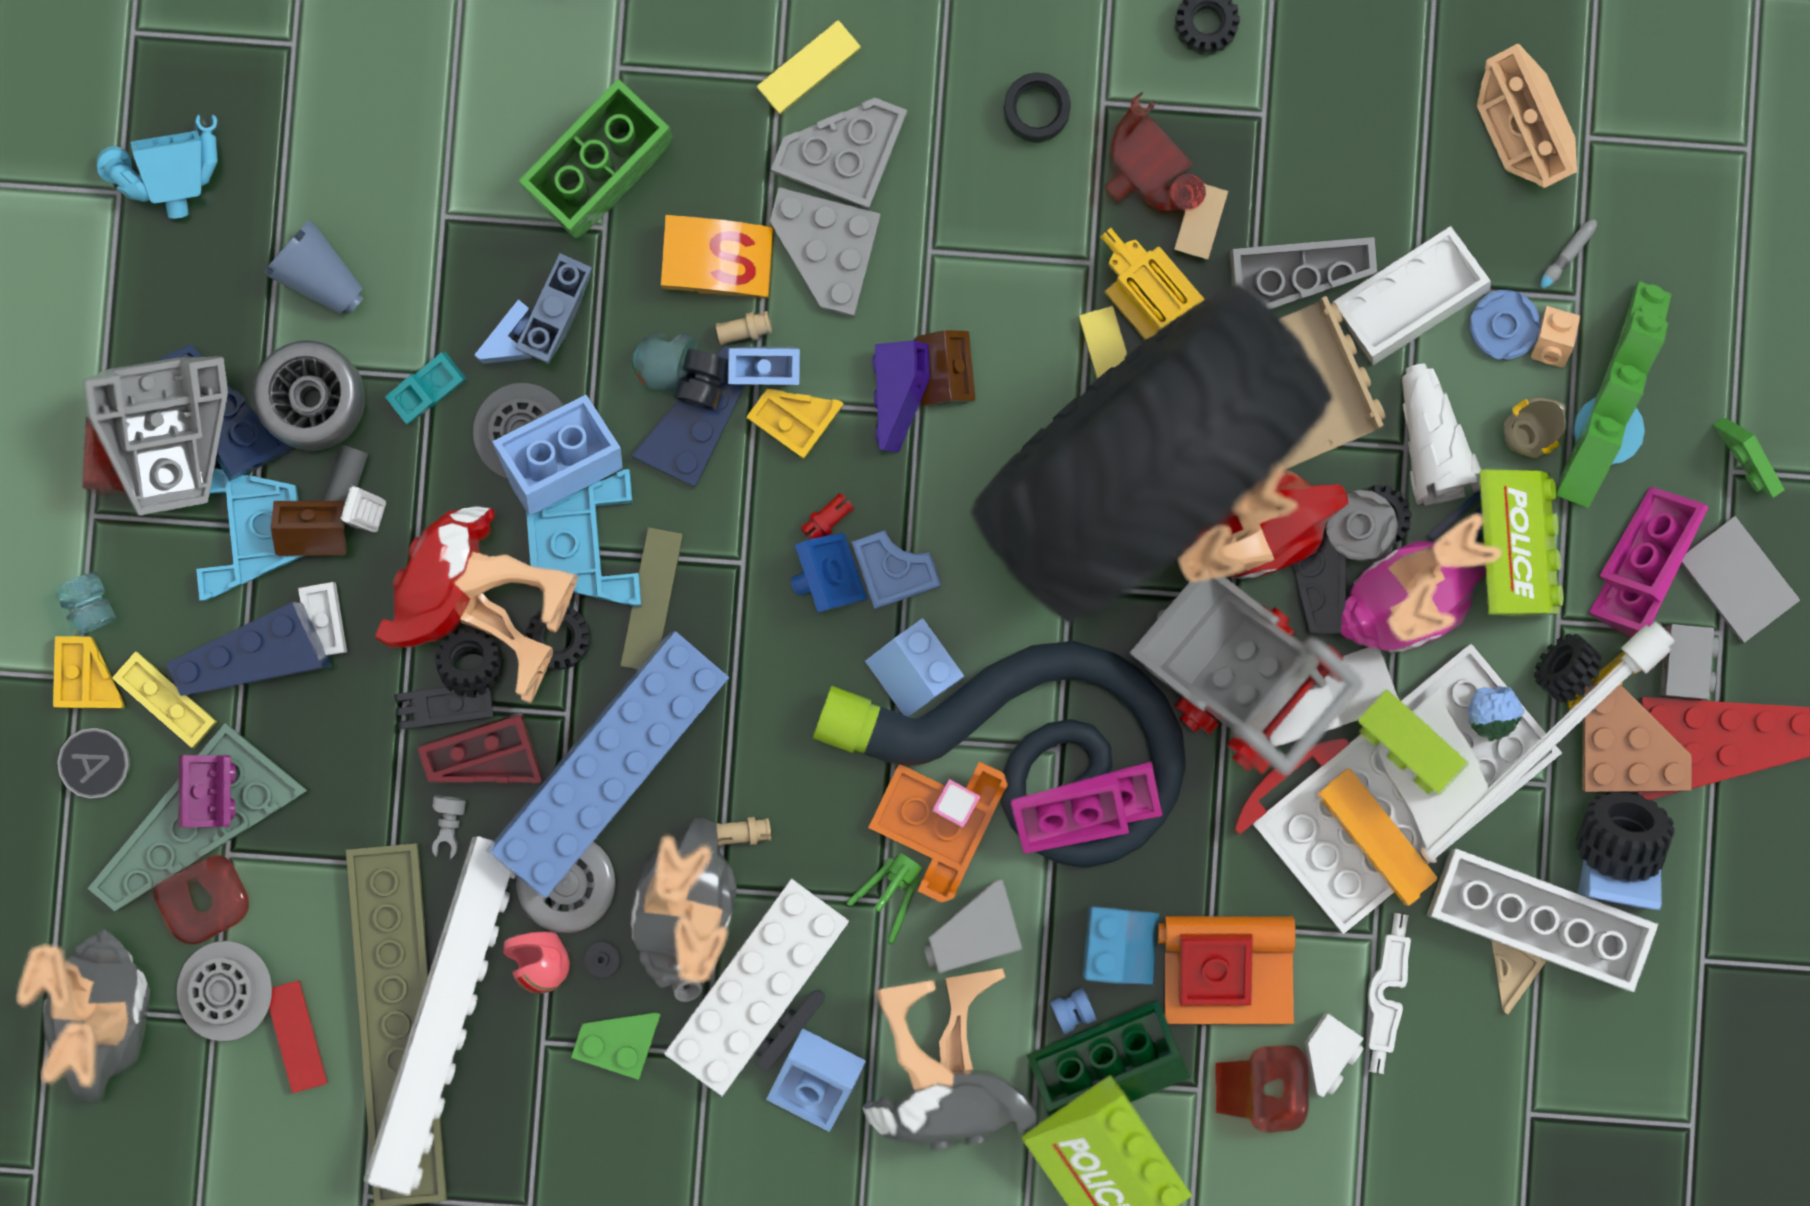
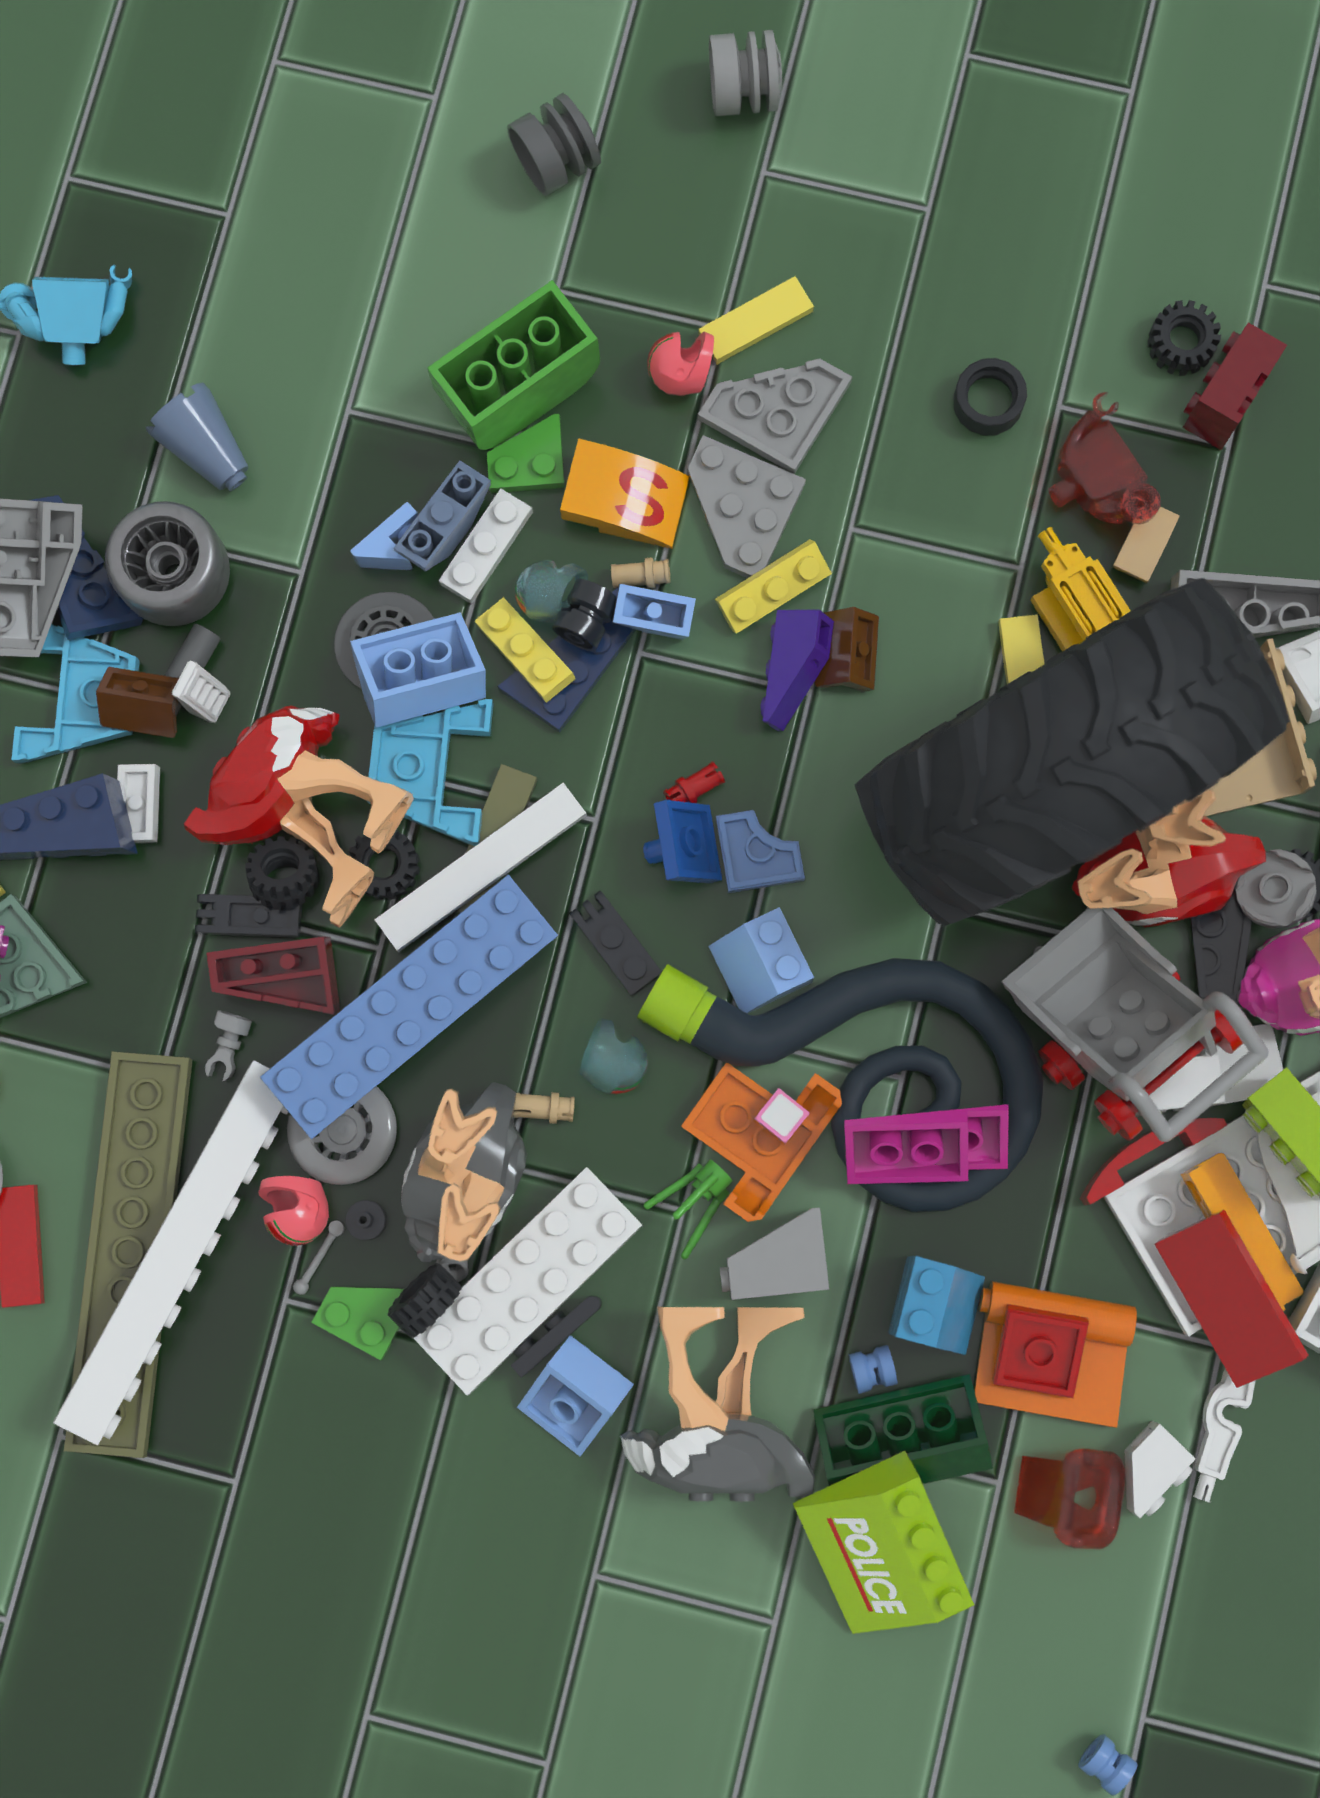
camera: 20 degrees right, 5 degrees down
(425, 388) = (294, 582): teal slope -> none
(576, 972) = (335, 1229): none -> light grey hinge
(596, 325) = (486, 546): none -> white plate
(621, 236) = (529, 459): none -> bright green wing
(647, 626) = (480, 867): none -> white tile
(650, 418) = (525, 650): none -> light yellow plate
(669, 1020) = (424, 1300): none -> black tyre
(747, 127) = (680, 369): none -> coral helmet
(782, 674) = (617, 945): none -> black hinge
(794, 418) = (677, 676): yellow wing -> none
(797, 784) = (612, 1064): none -> clear light blue helmet
(867, 320) = (773, 586): none -> light yellow plate
(1258, 59) = (1232, 385): none -> dark red wedge
(1372, 895) = (1231, 1299): none -> red tile

